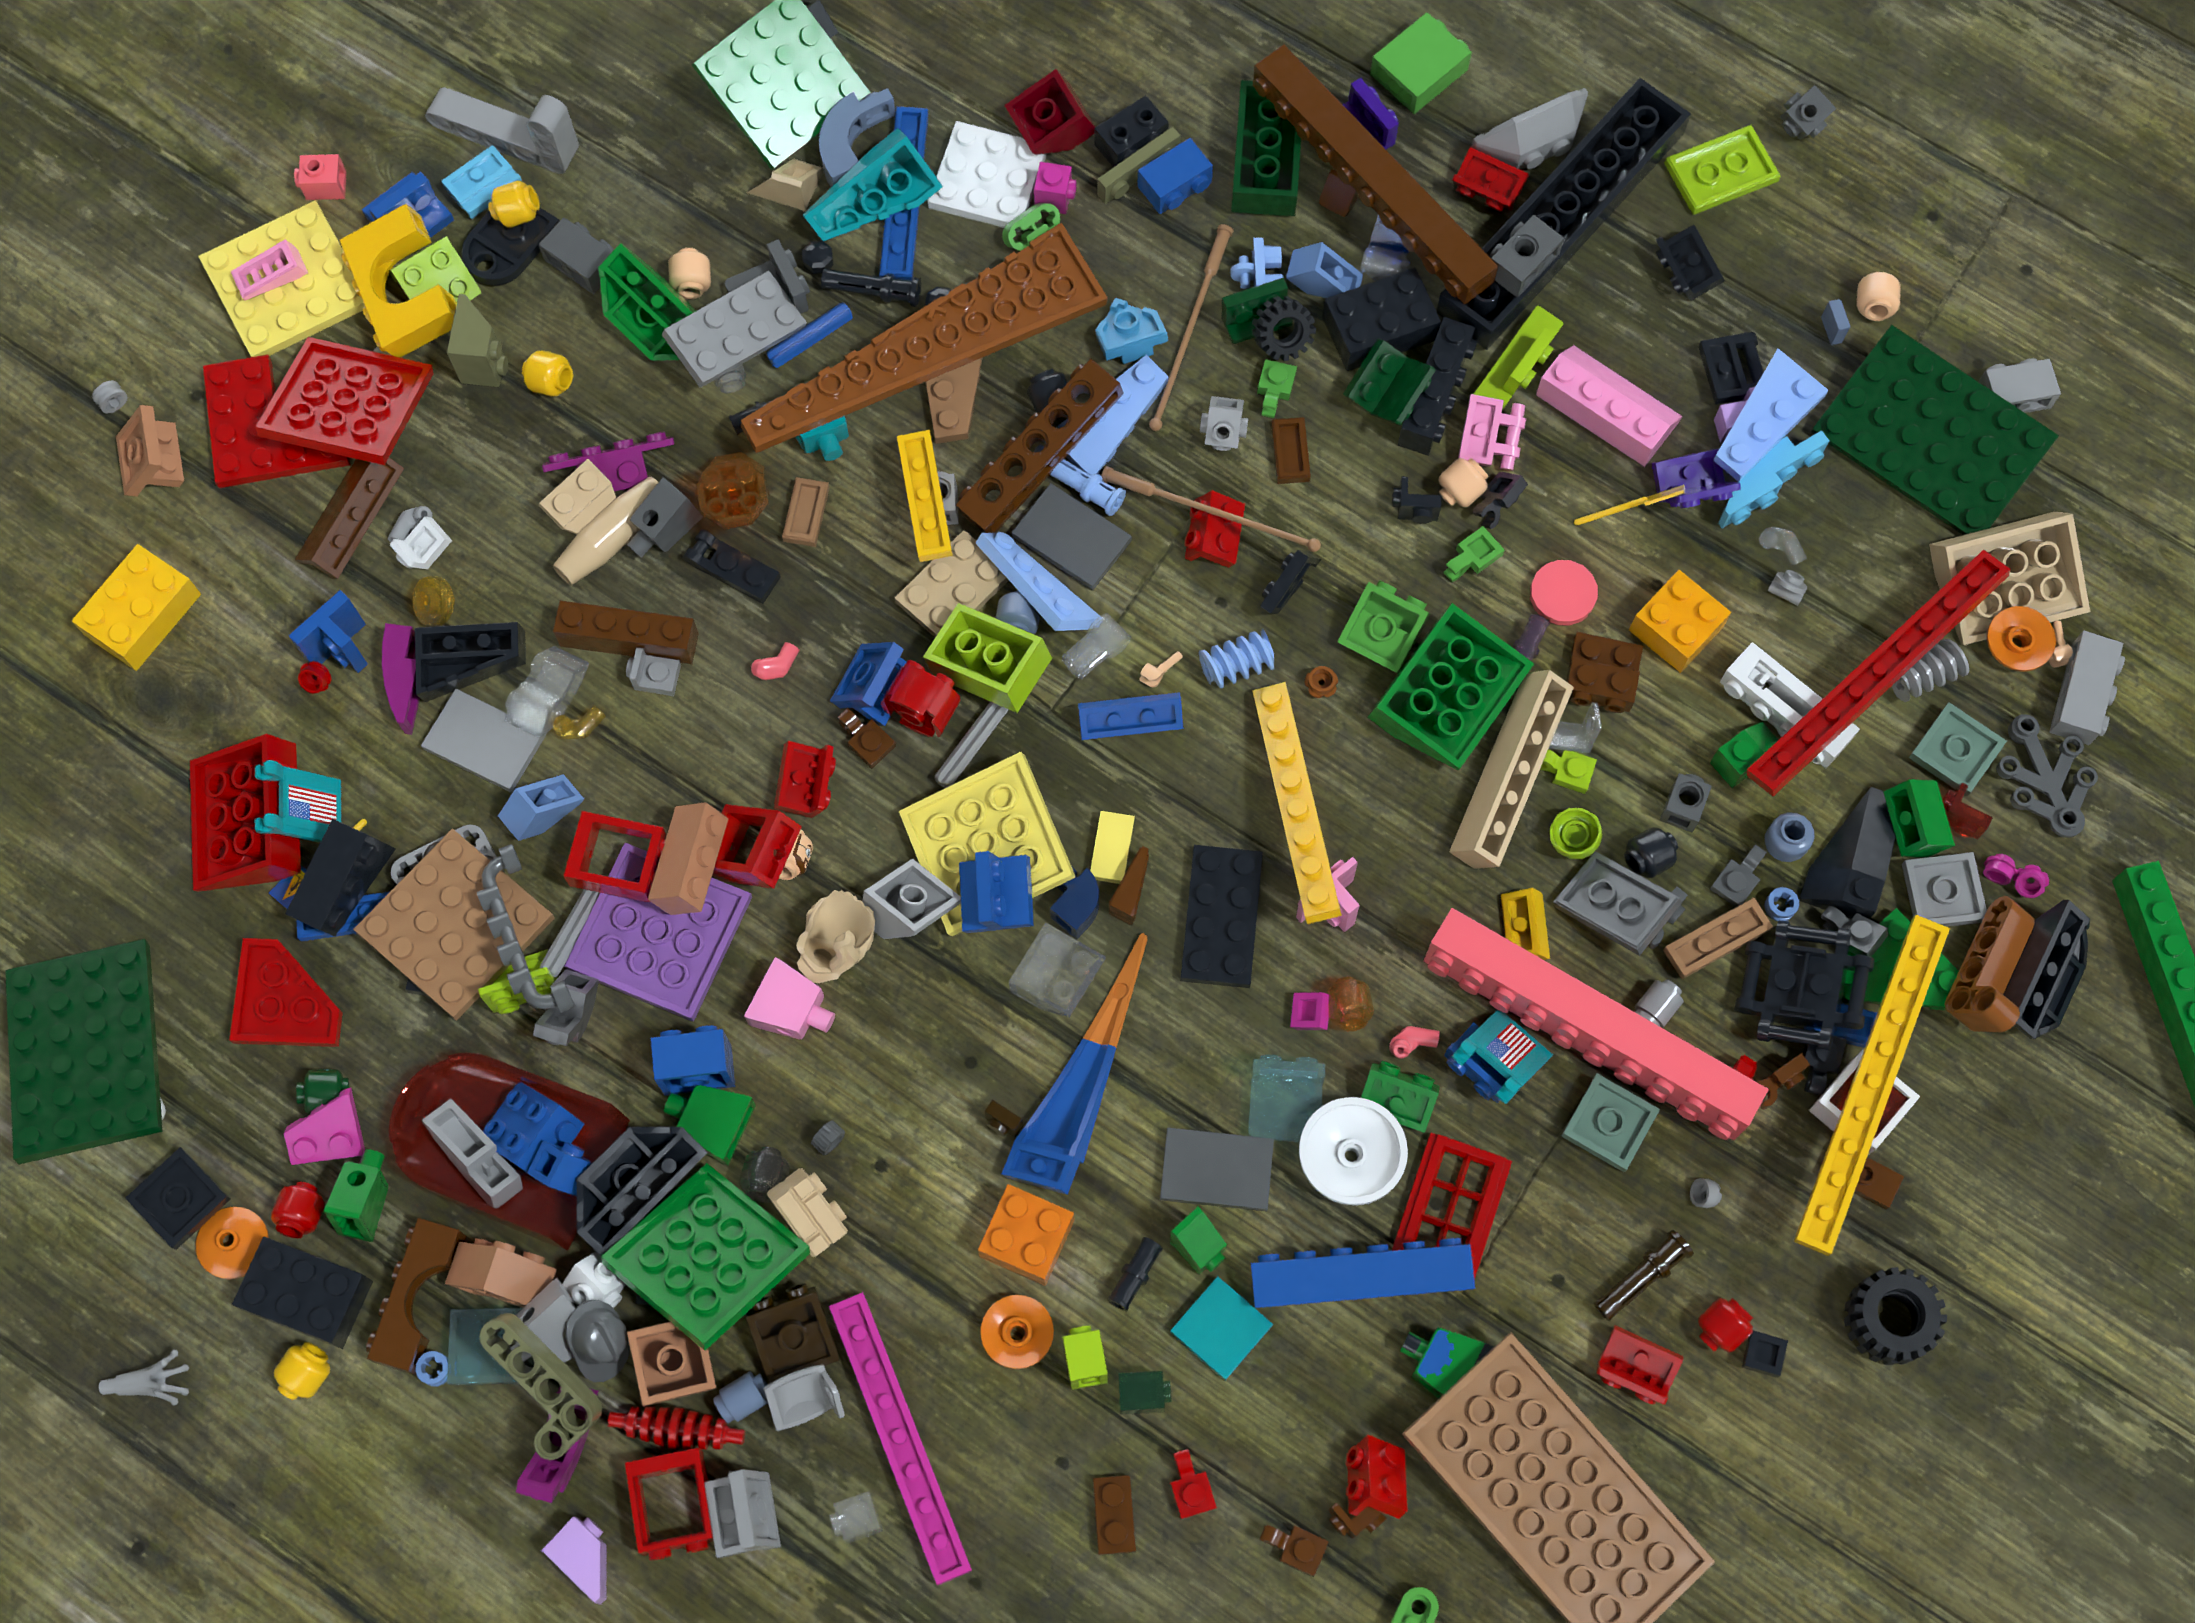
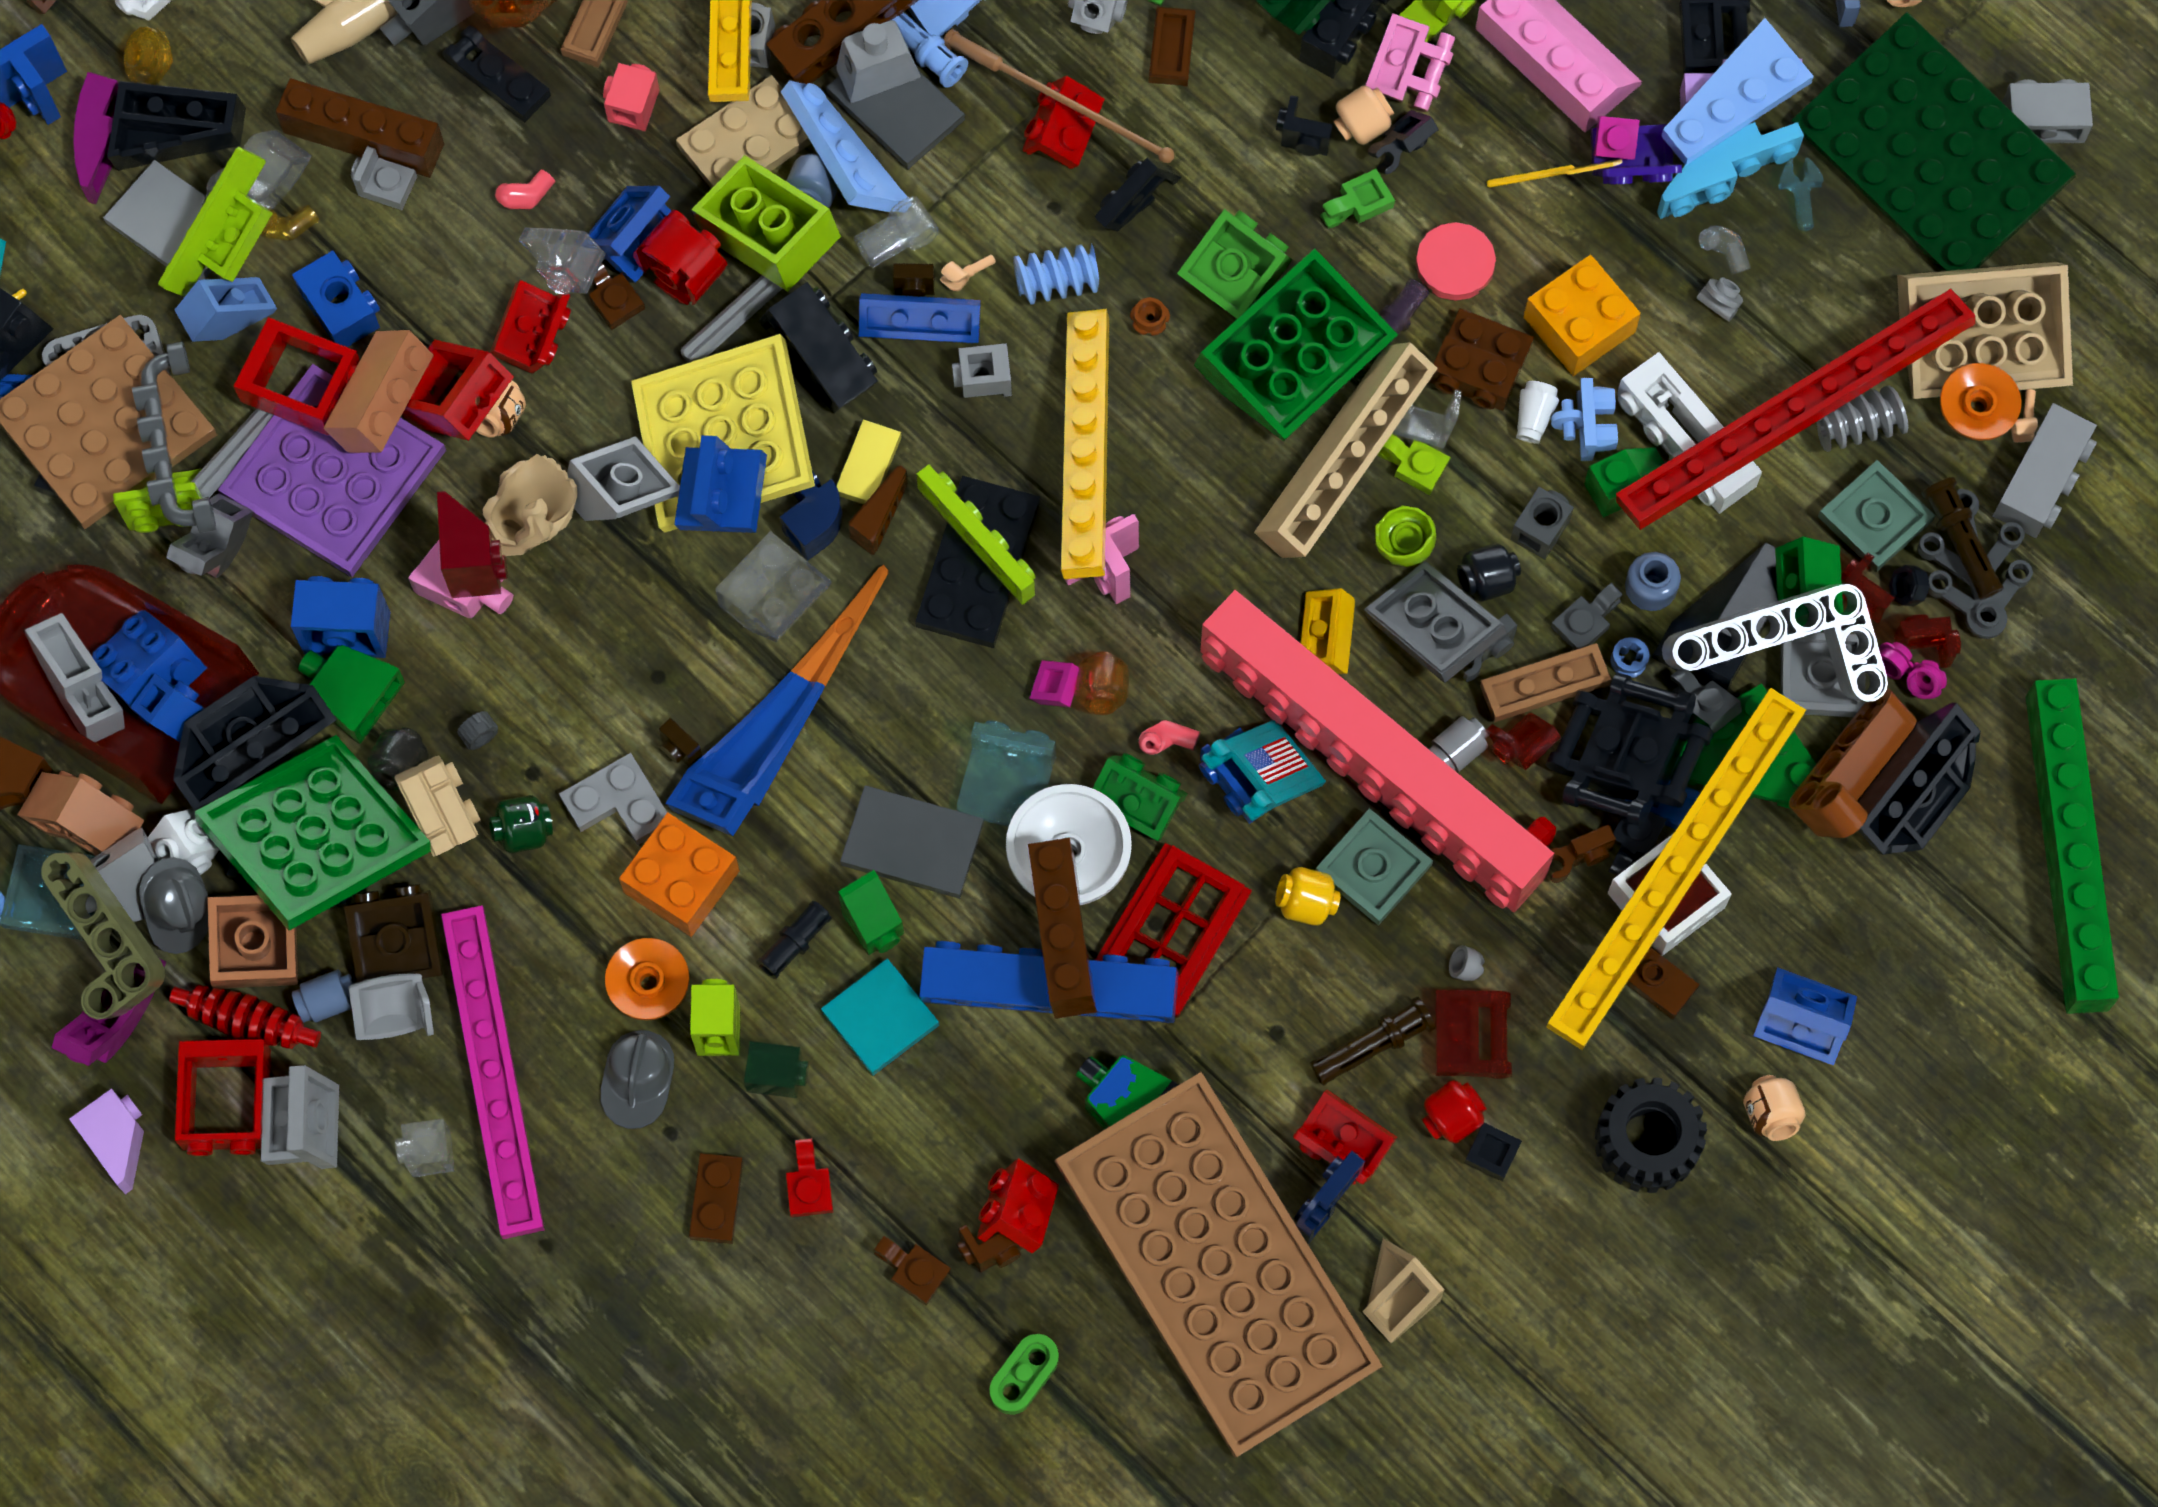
camera: 10 degrees right, 0 degrees up
(528, 740) = (223, 228): none -> lime bracket
(621, 768) = (343, 321): none -> blue brick
(796, 989) = (468, 554): none -> dark red slope
(824, 715) = (564, 258): none -> clear arch
(849, 566) = (631, 95): none -> coral brick
(882, 1214) = (521, 824): none -> dark green head
(959, 1167) = (615, 789): none -> light grey plate
(1024, 1420) = (637, 1079): none -> dark grey piece
(1054, 503) = (875, 61): none -> light grey torso
(1054, 755) = (821, 346): none -> black wedge
(1119, 684) = (913, 279): none -> dark brown plate
(1198, 742) = (985, 359): none -> light grey brick
(1209, 885) = (966, 521): none -> lime plate
(1368, 1228) = (1062, 928): none -> reddish brown arch
(1561, 1158) = (1307, 896): none -> yellow head
(1648, 1404) = (1317, 1211): none -> dark blue plate
(1658, 707) = (1535, 410): none -> white cone
(1676, 467) = (1616, 137): none -> dark pink plate
(1700, 709) = (1592, 436): none -> light blue hips
(1712, 992) = (1524, 742): none -> clear red bracket
(1713, 1254) = (1459, 1033): none -> clear red plate
(1713, 1491) = (1400, 1292): none -> tan slope
(1832, 485) = (1802, 190): none -> clear light blue bar
(1915, 862) = (1785, 628): none -> beam
(1991, 1273) = (1774, 1108): none -> light nougat head
(1999, 803) = (1909, 585): none -> black tile
(2000, 1188) = (1806, 1016): none -> blue bracket
(2027, 743) = (1956, 522): none -> dark brown pin
(2034, 840) = (1922, 632): none -> clear red bracket

